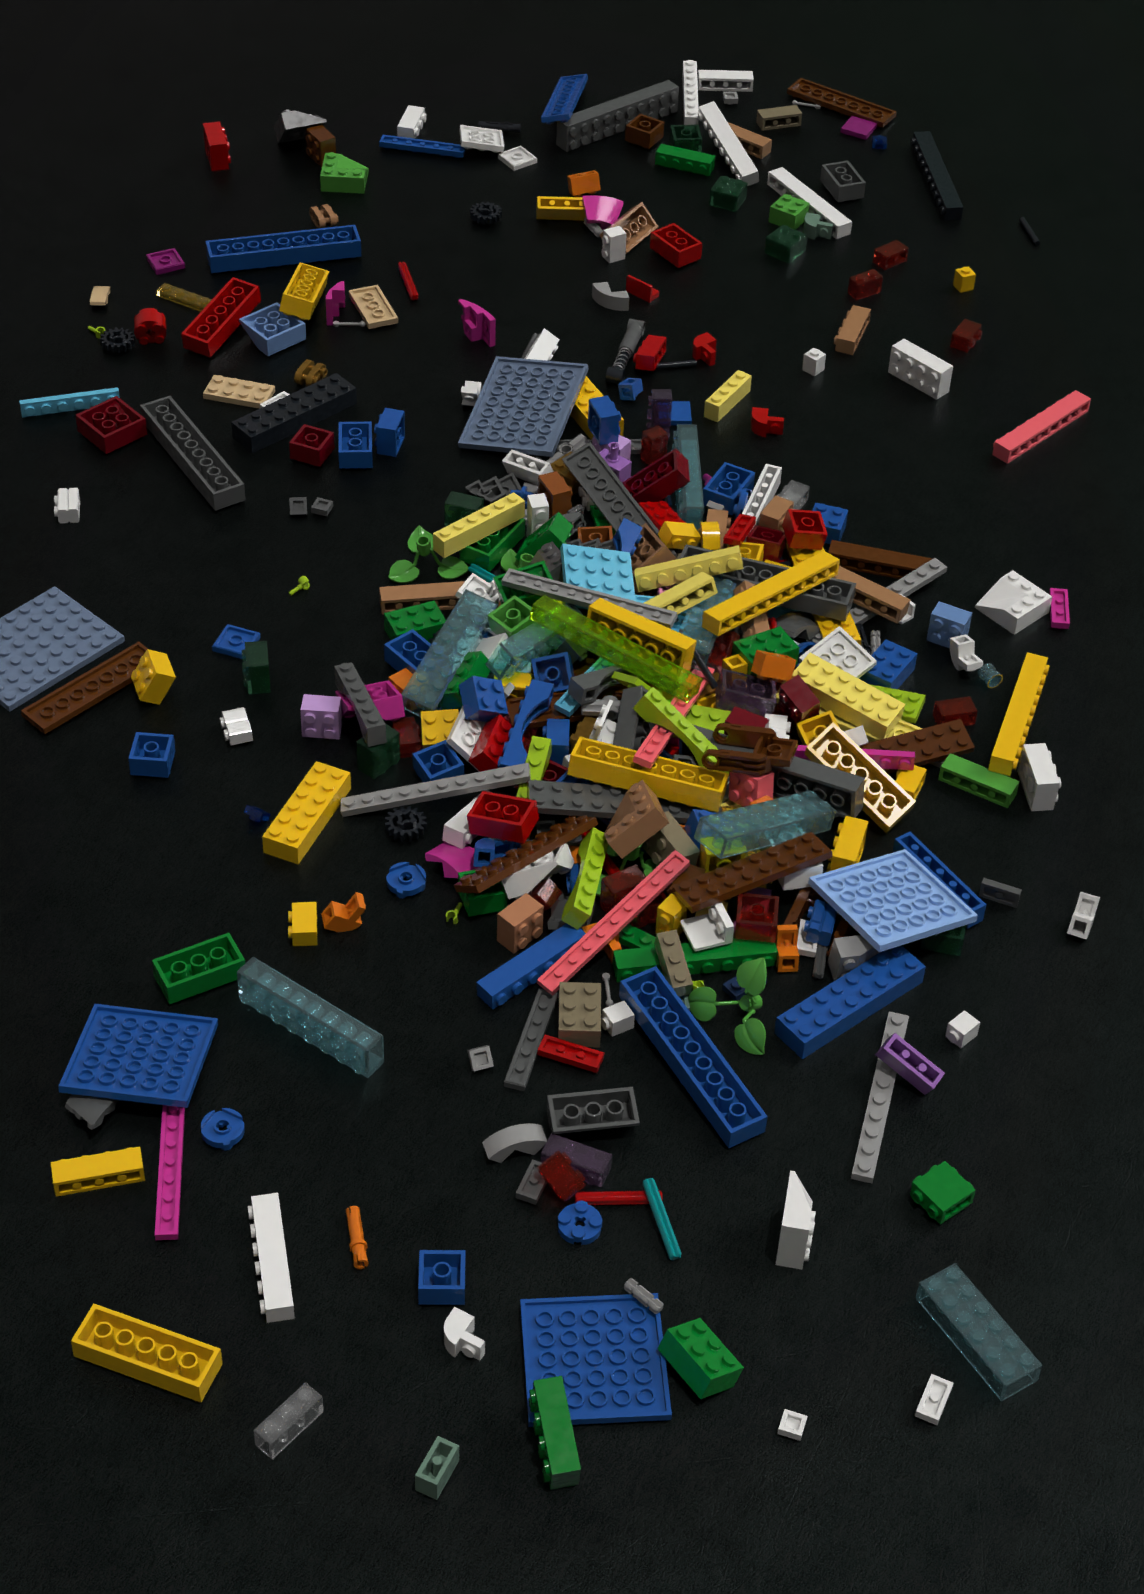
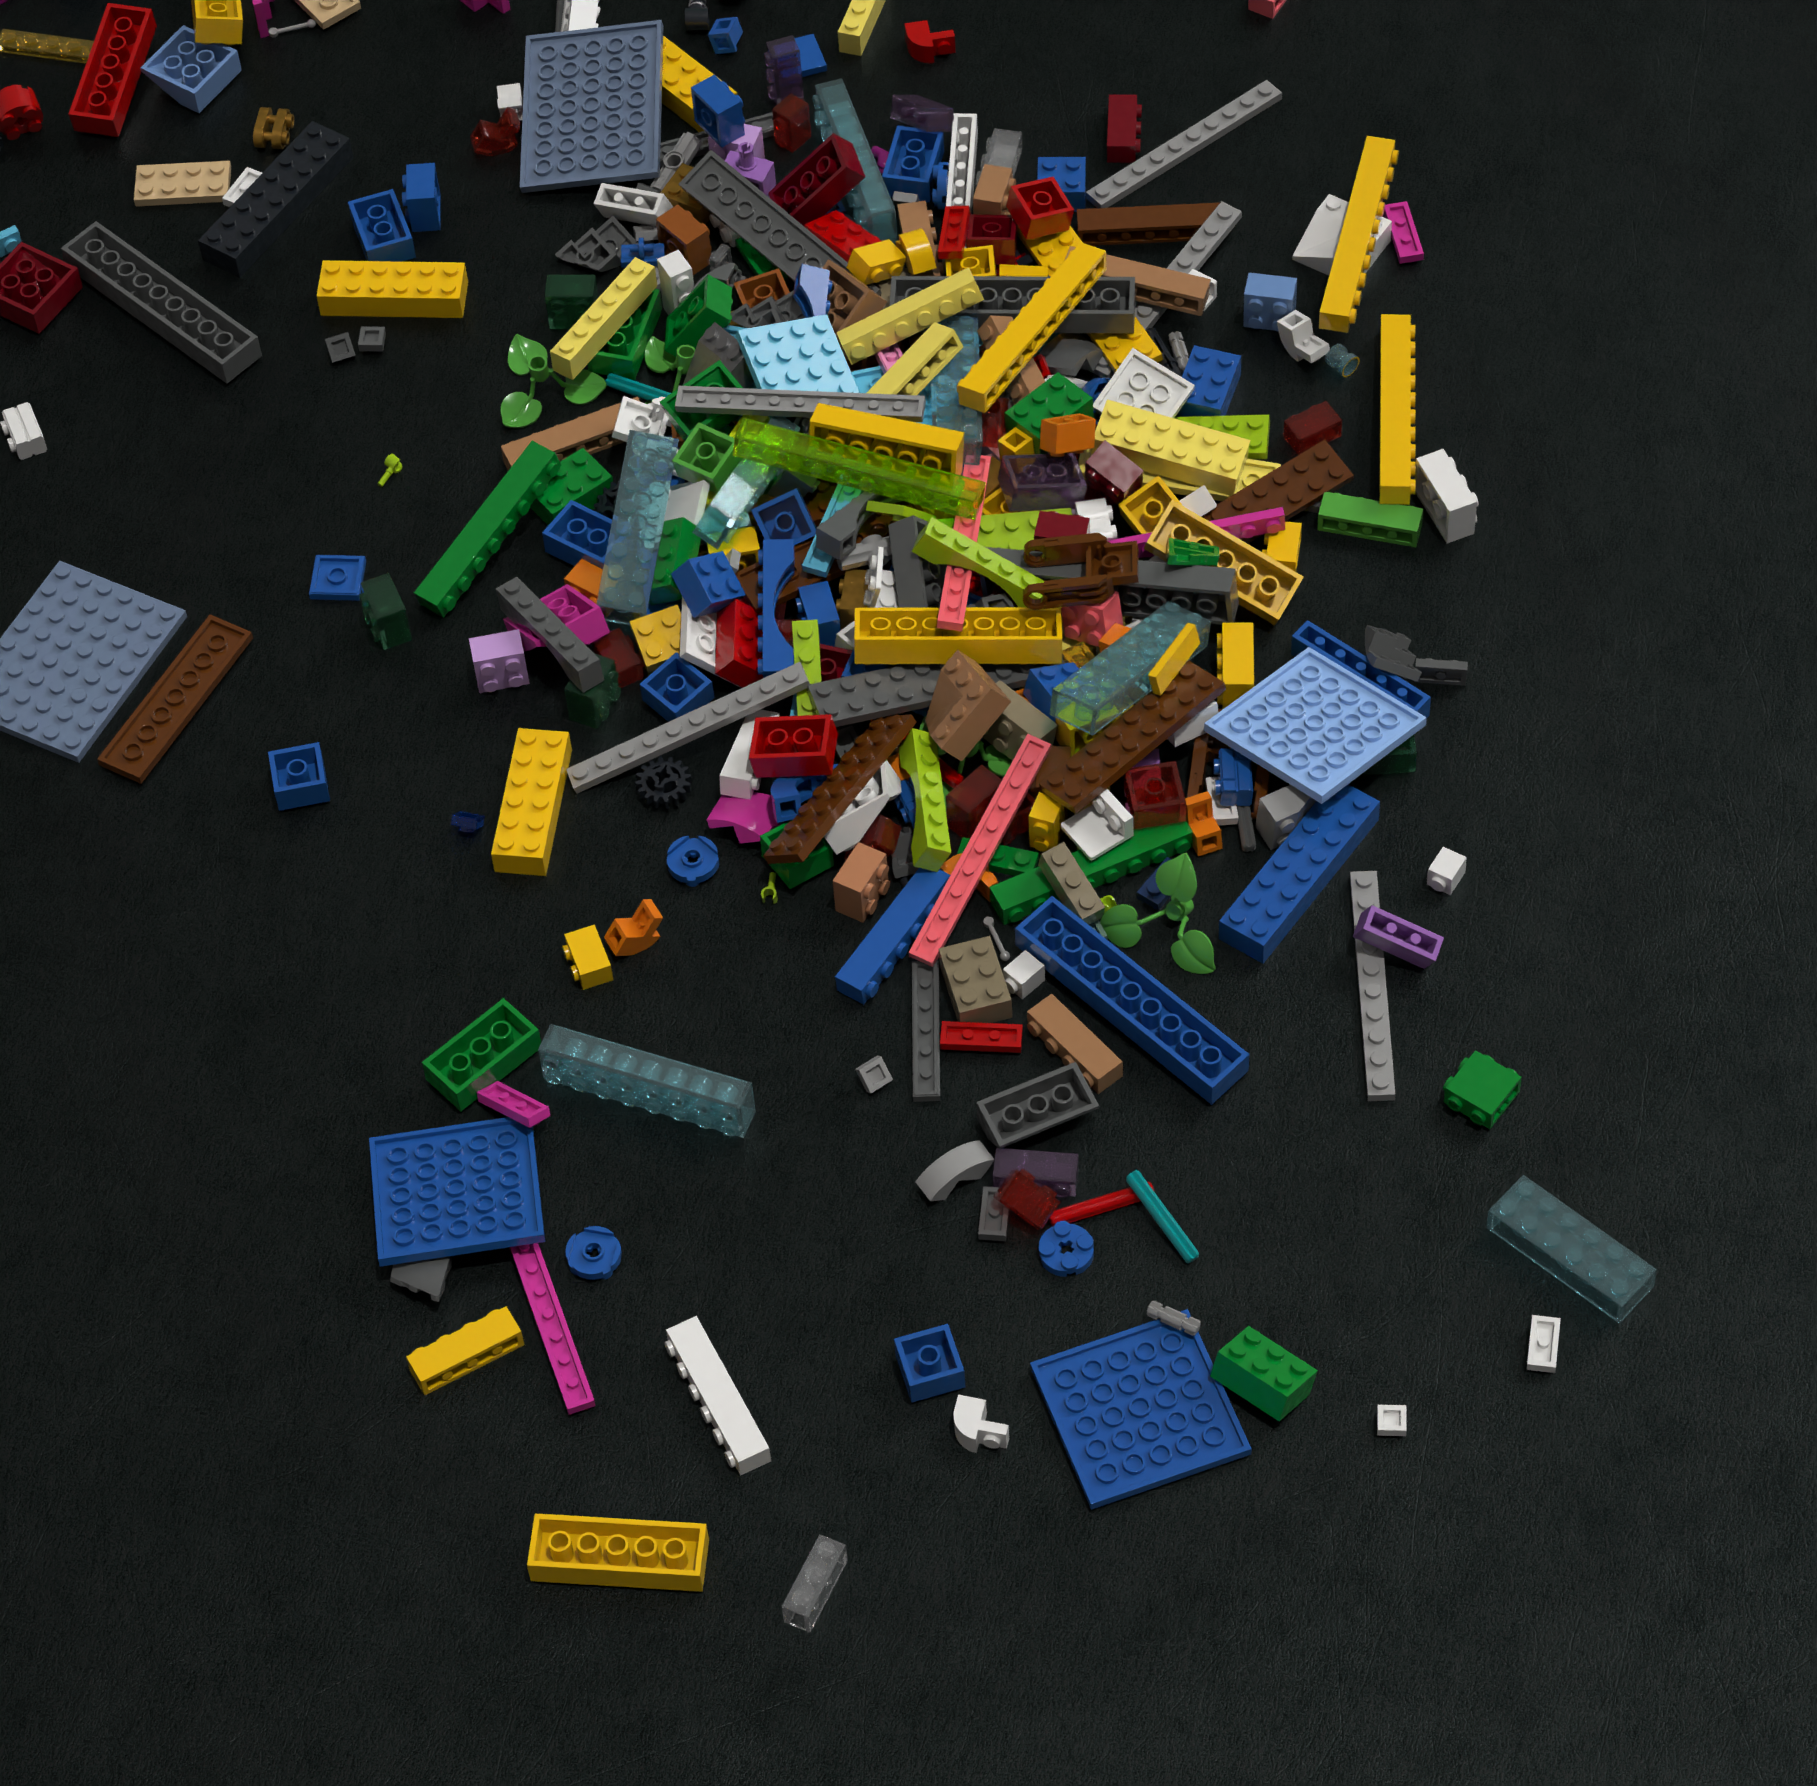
camera: 10 degrees left, 10 degrees up
(153, 677) = (255, 664): yellow brick -> none
(207, 1007) = (513, 1104): none -> dark pink plate
(236, 726) = (390, 703): white brick -> none
(311, 445) = (320, 241): dark red brick -> none
(347, 633) = (488, 529): none -> green brick
(348, 480) = (392, 289): none -> yellow brick
(358, 1244) = (812, 1349): orange pin -> none
(437, 1467) = (1006, 1587): sand green brick -> none
(455, 412) = (497, 138): none -> clear red brick
(555, 1433) = (1129, 1509): green brick -> none
(637, 1073) = (1074, 1043): none -> medium nougat brick
(704, 669) = (982, 465): black bar -> none
(745, 459) = (922, 113): none -> clear purple brick
(796, 1226) = (1324, 1182): white slope -> none
(799, 825) = (1174, 659): none -> yellow tile
(836, 761) = (1191, 553): none -> green wing
(881, 501) = (1123, 129): none -> dark red brick
(921, 521) = (1184, 145): none -> light grey plate
(965, 868) = (1390, 652): none -> dark grey slope
(1024, 597) = (1357, 234): none -> yellow brick
(1083, 915) = (1552, 676): white brick -> none

